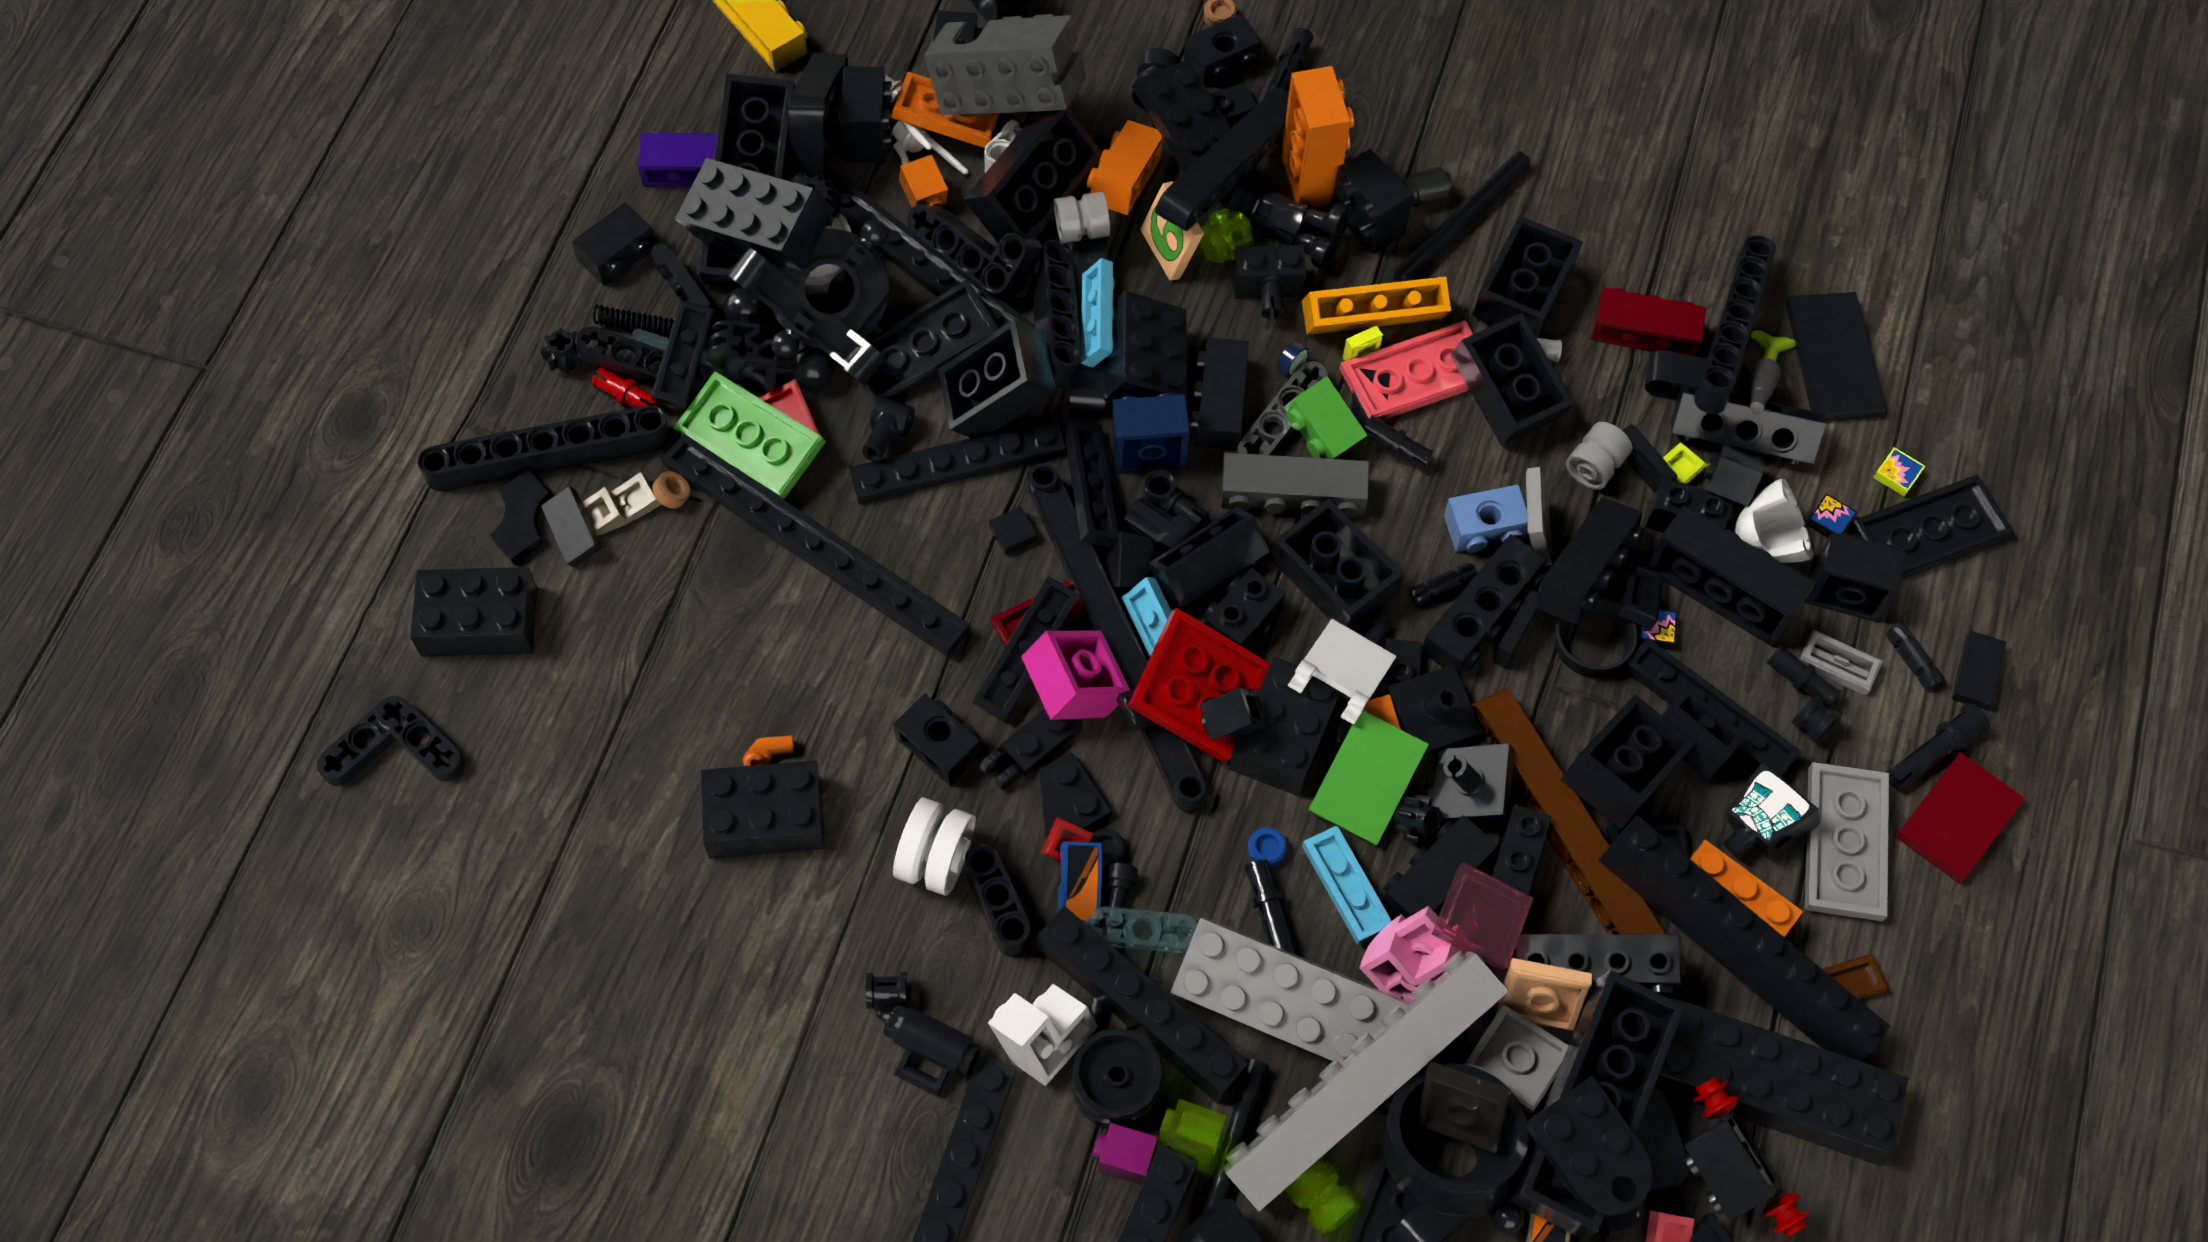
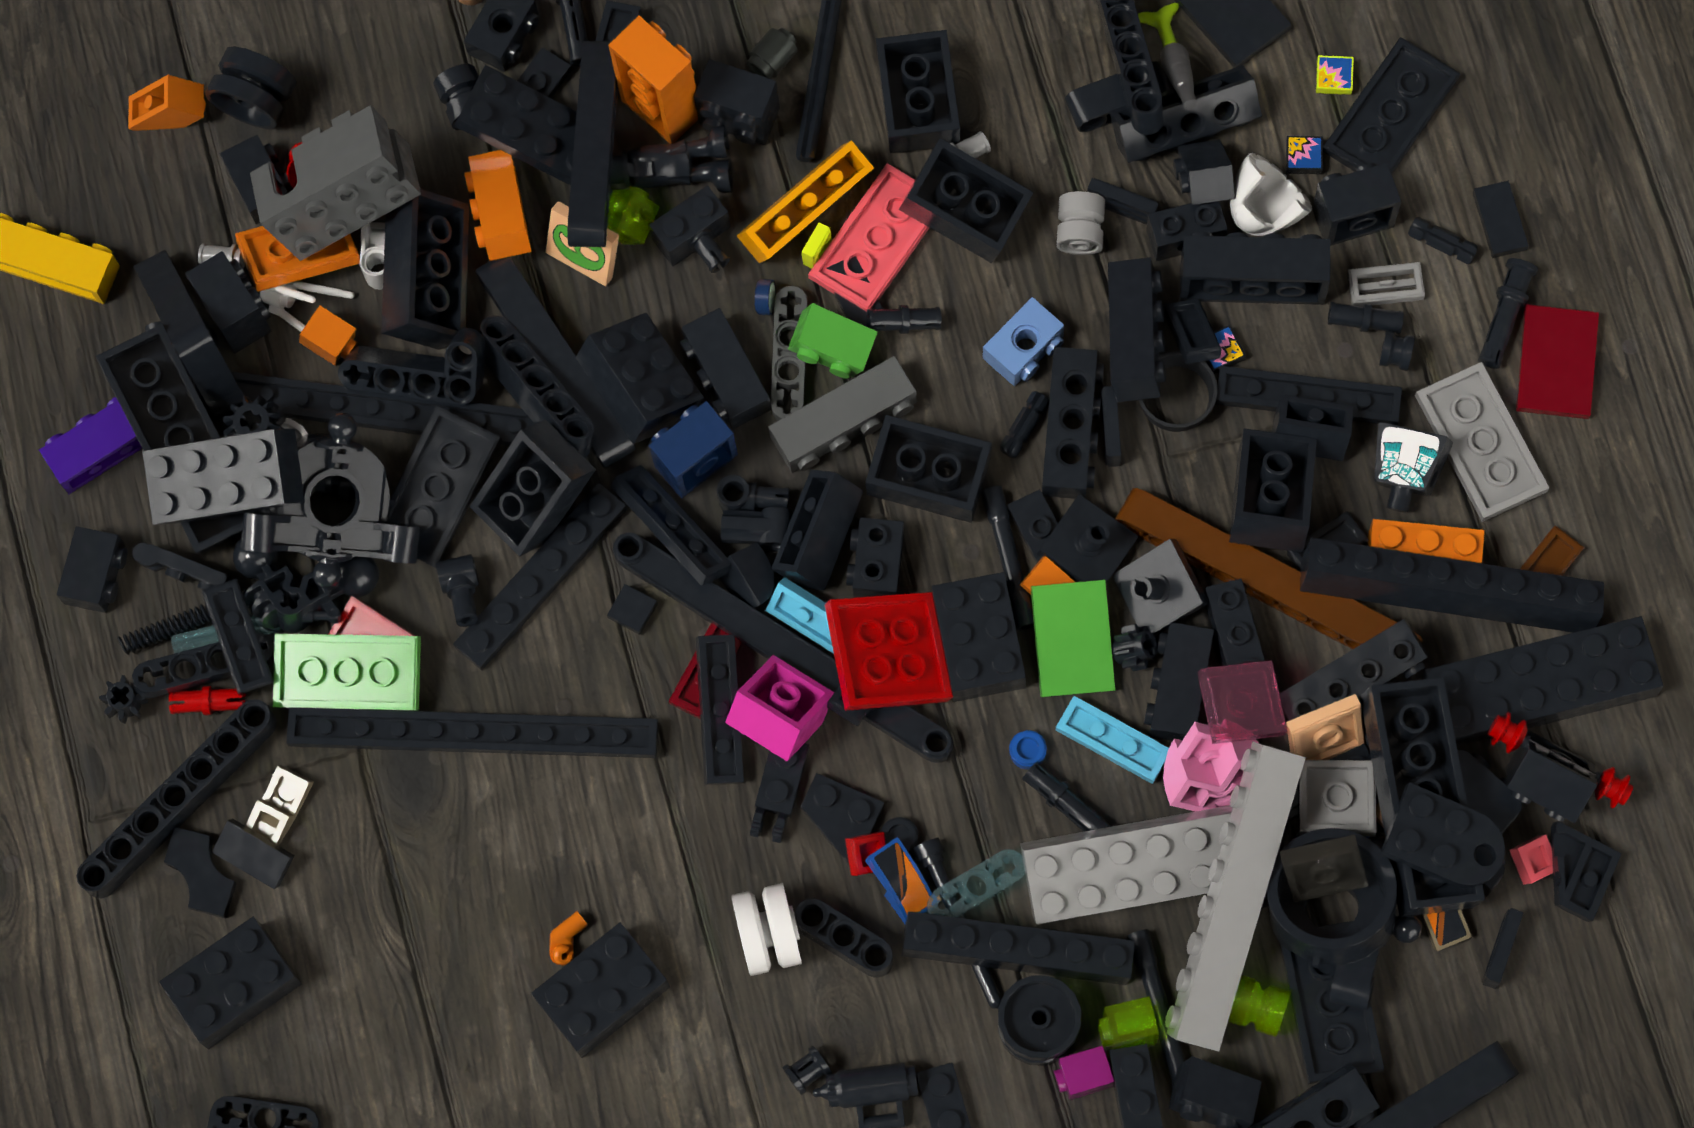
camera: 25 degrees left, 10 degrees up
(671, 489) = (315, 764): medium nougat tile -> none
(944, 758) = (717, 849): black brick -> none
(1042, 1034) = (958, 1022): white brick -> none
(1082, 217) = (499, 284): light grey wheel -> none
(1097, 313) = (574, 367): medium azure plate -> none
(1232, 714) = (936, 662): black brick -> none
(1345, 663) = (995, 553): white flag -> none
(1538, 513) = (1067, 314): light grey tile -> none
(1648, 322) = (1044, 66): dark red brick -> none
(1685, 464) = (1153, 184): neon yellow tile -> none

